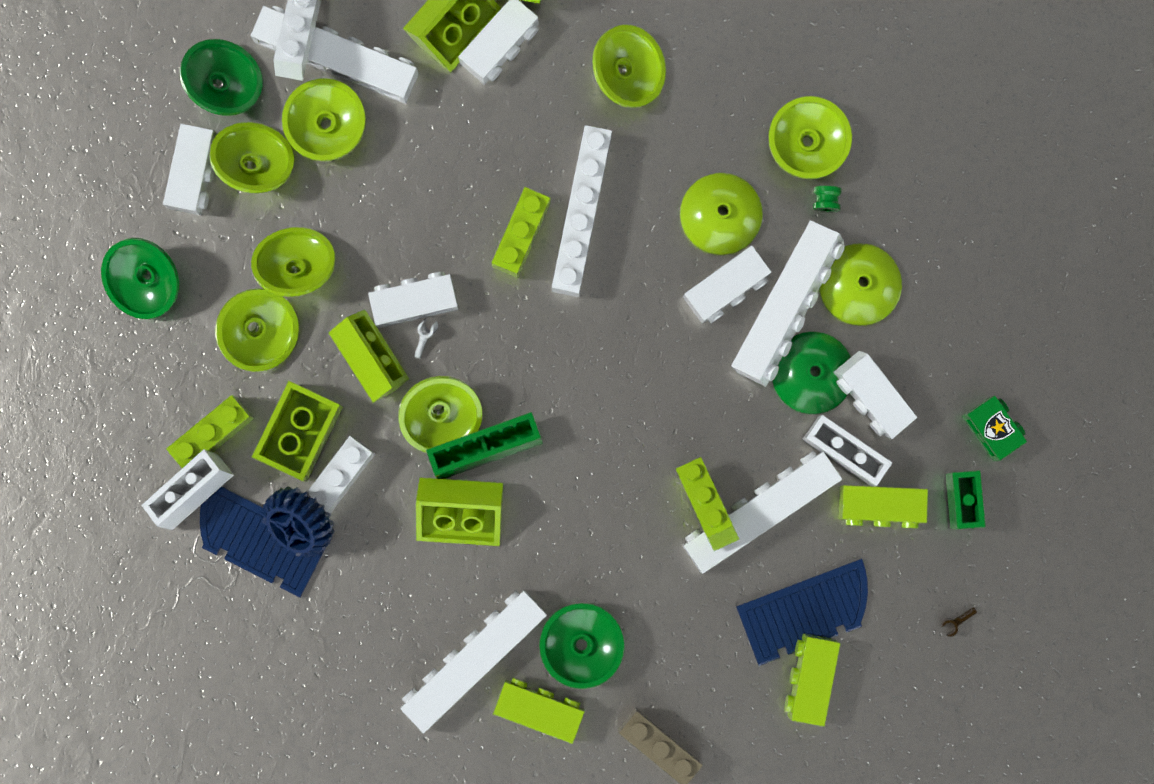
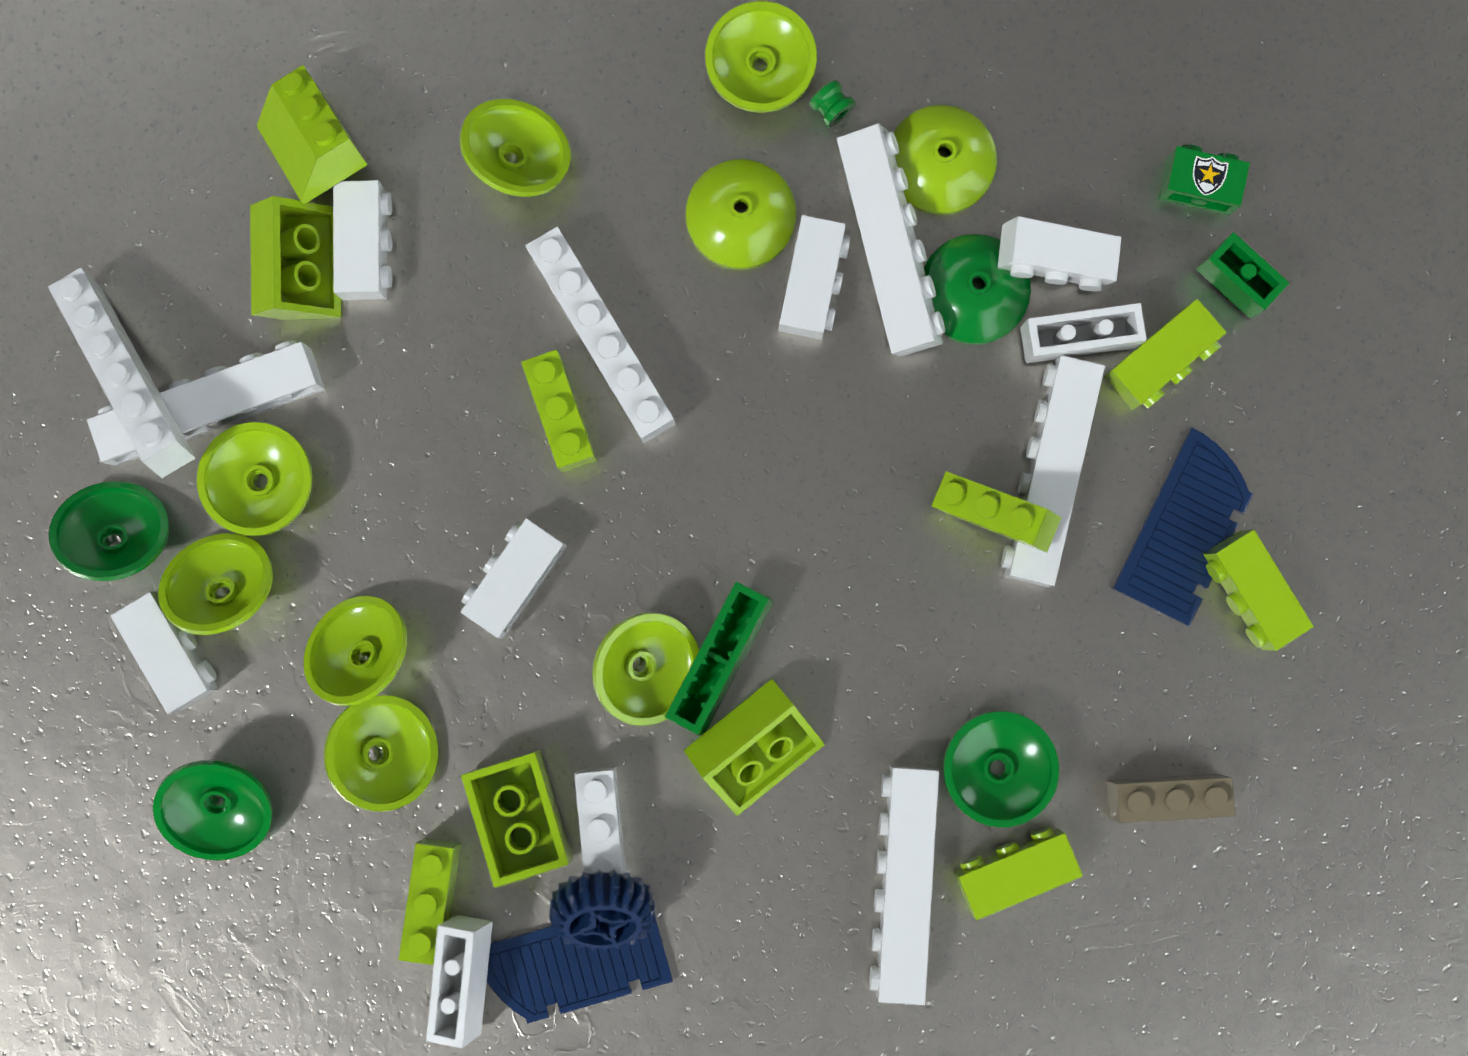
camera: 40 degrees left, 0 degrees up
(368, 355) = (519, 675): lime brick -> none
(424, 335) = (556, 602): white hand -> none
(958, 621) = (1341, 404): dark brown hand -> none

